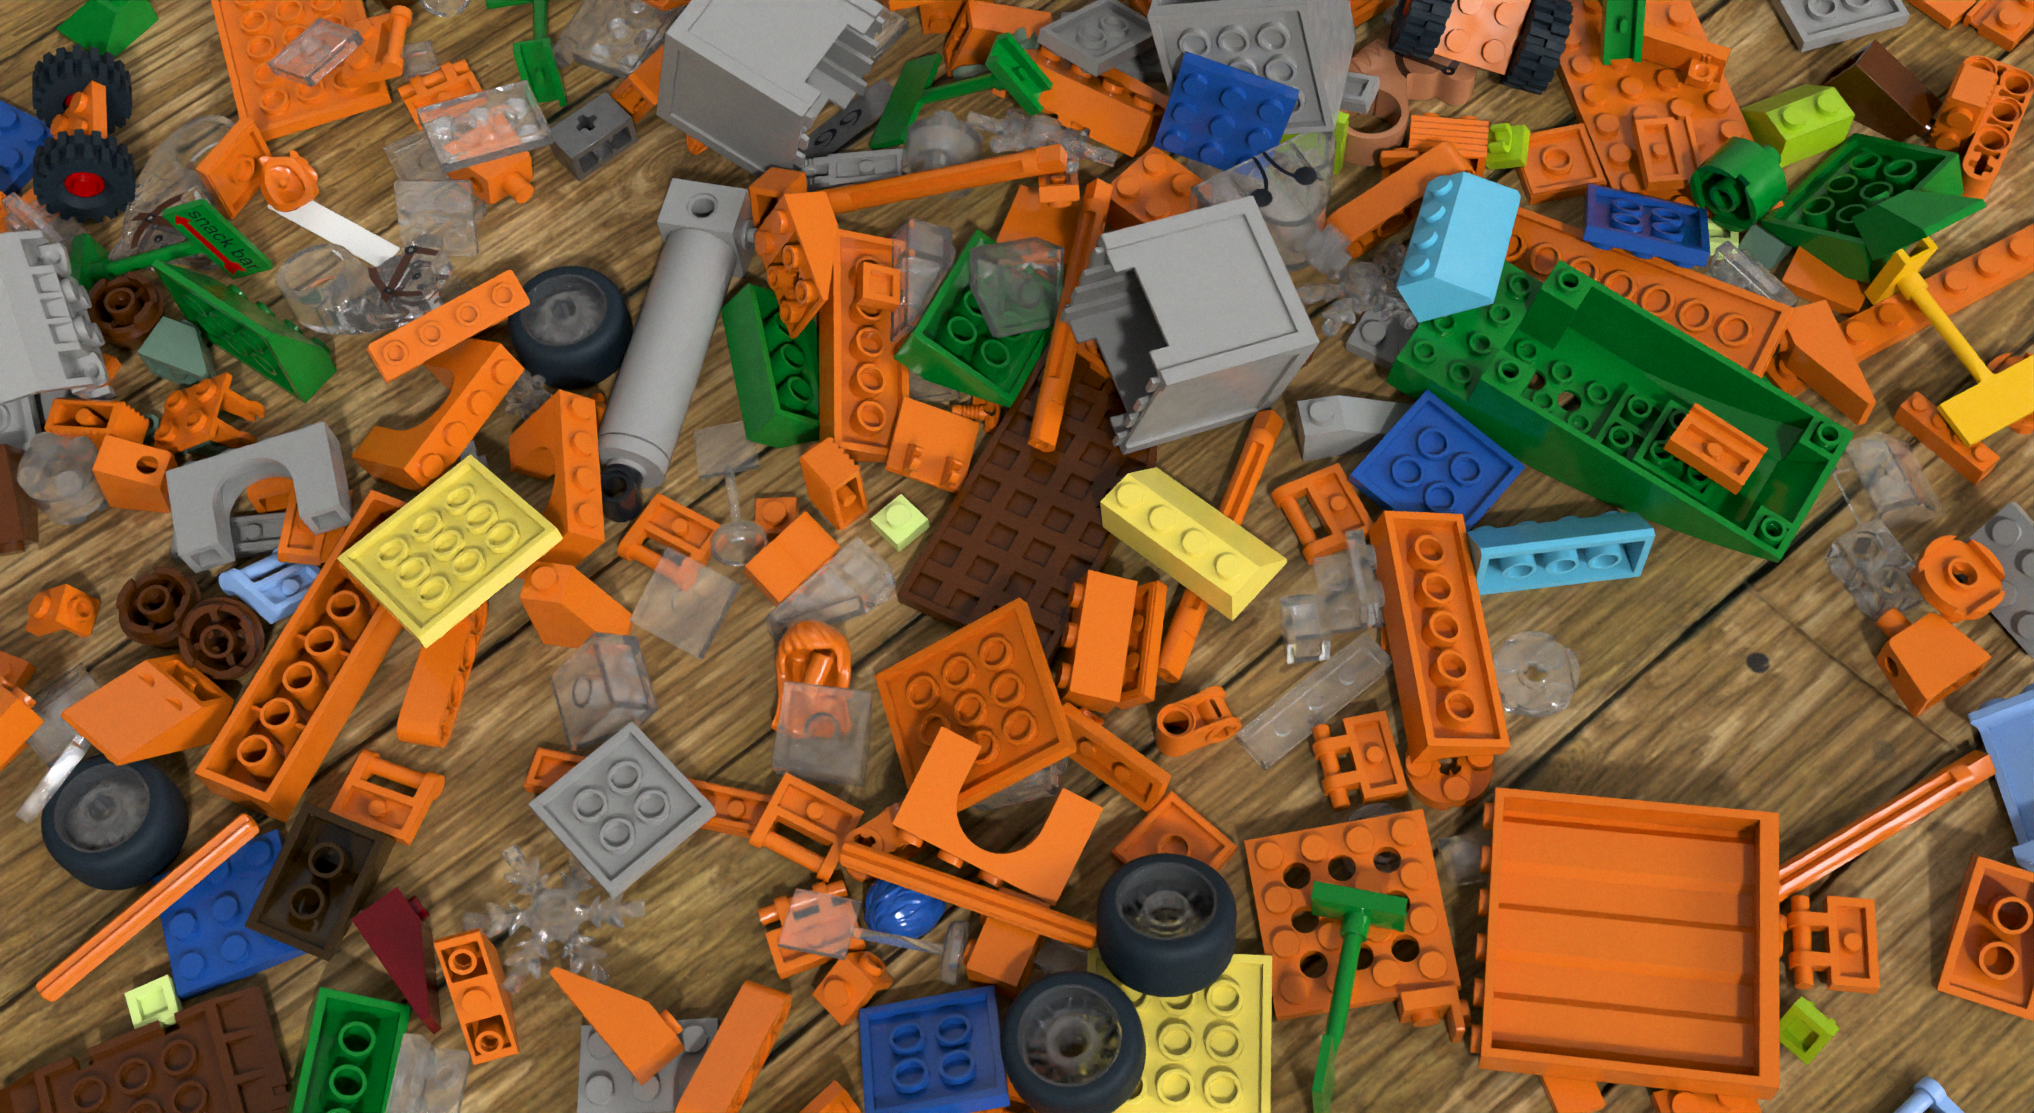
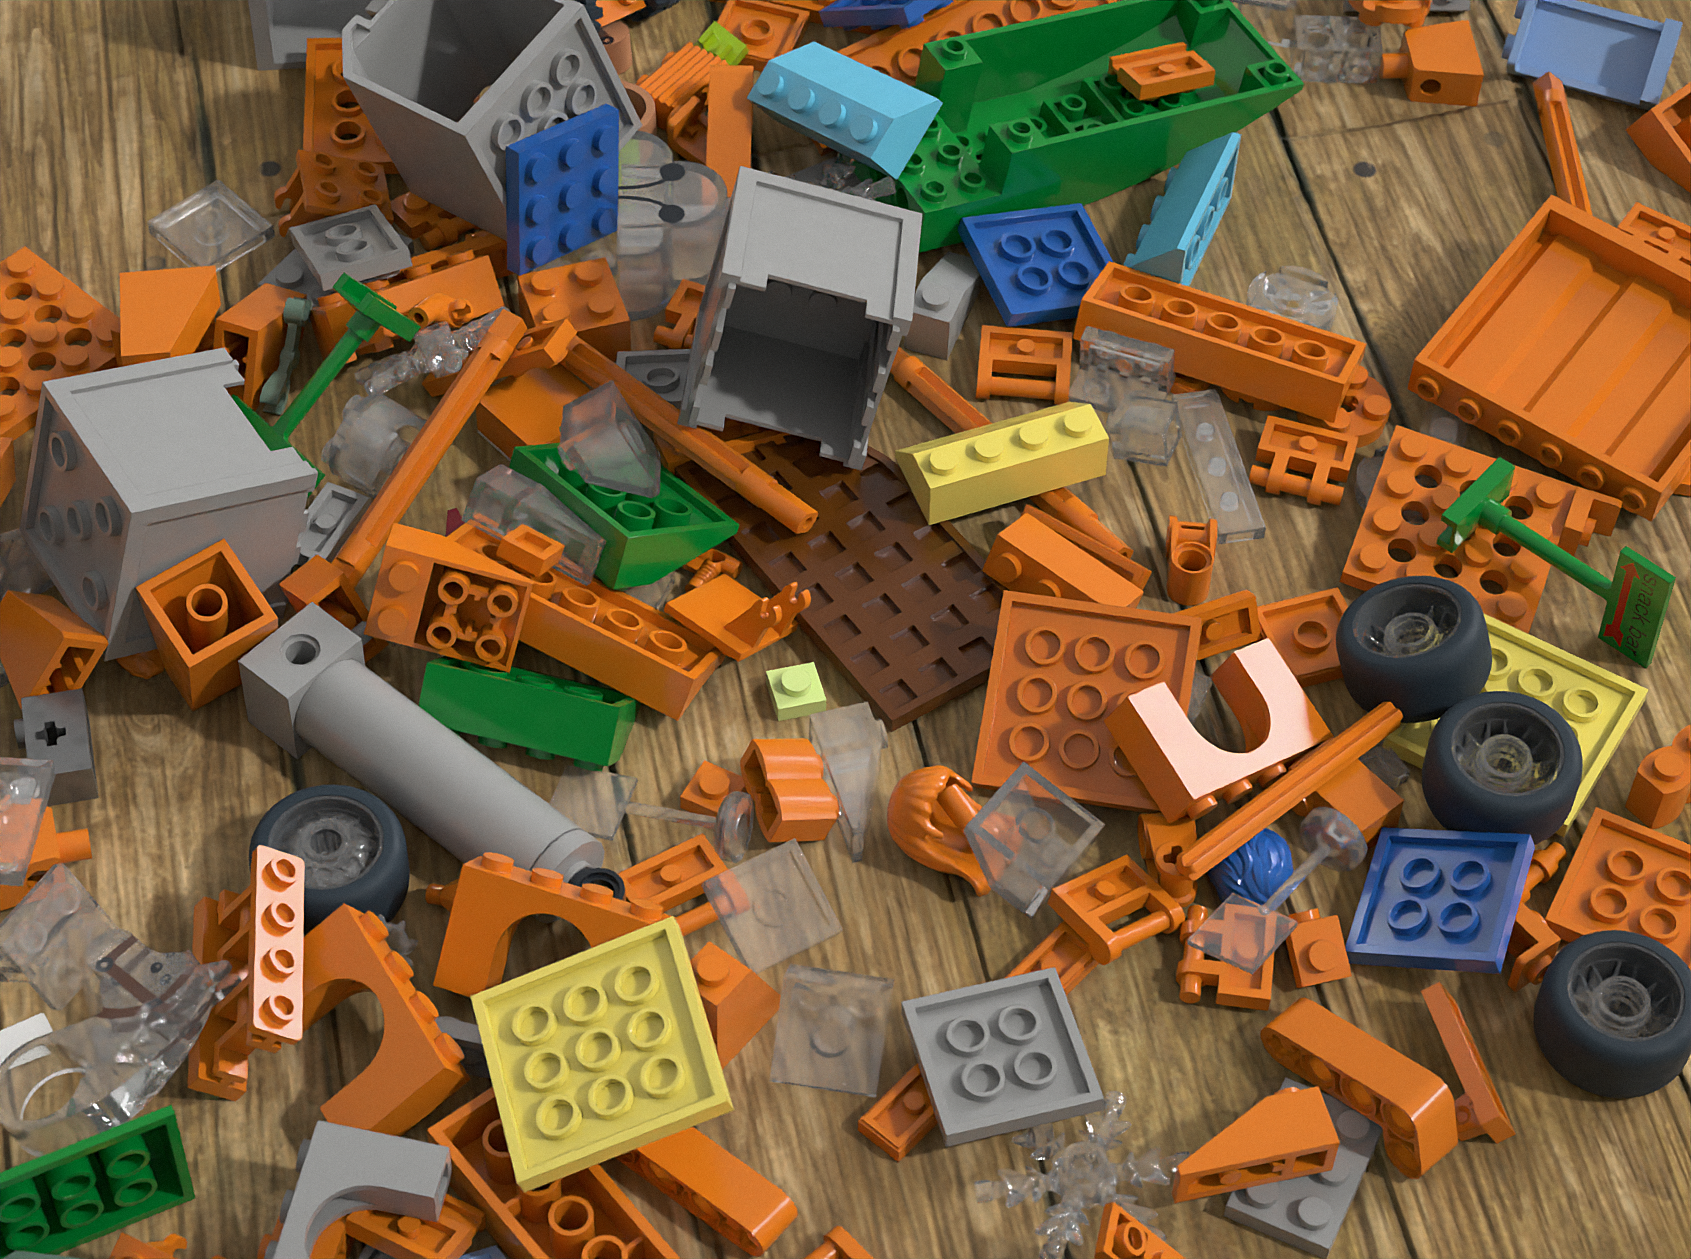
camera: 70 degrees left, 10 degrees down
(698, 140) = (205, 621): none -> orange slope
(834, 483) = (727, 705): orange brick -> none
(1078, 117) = (442, 308): none -> orange arm

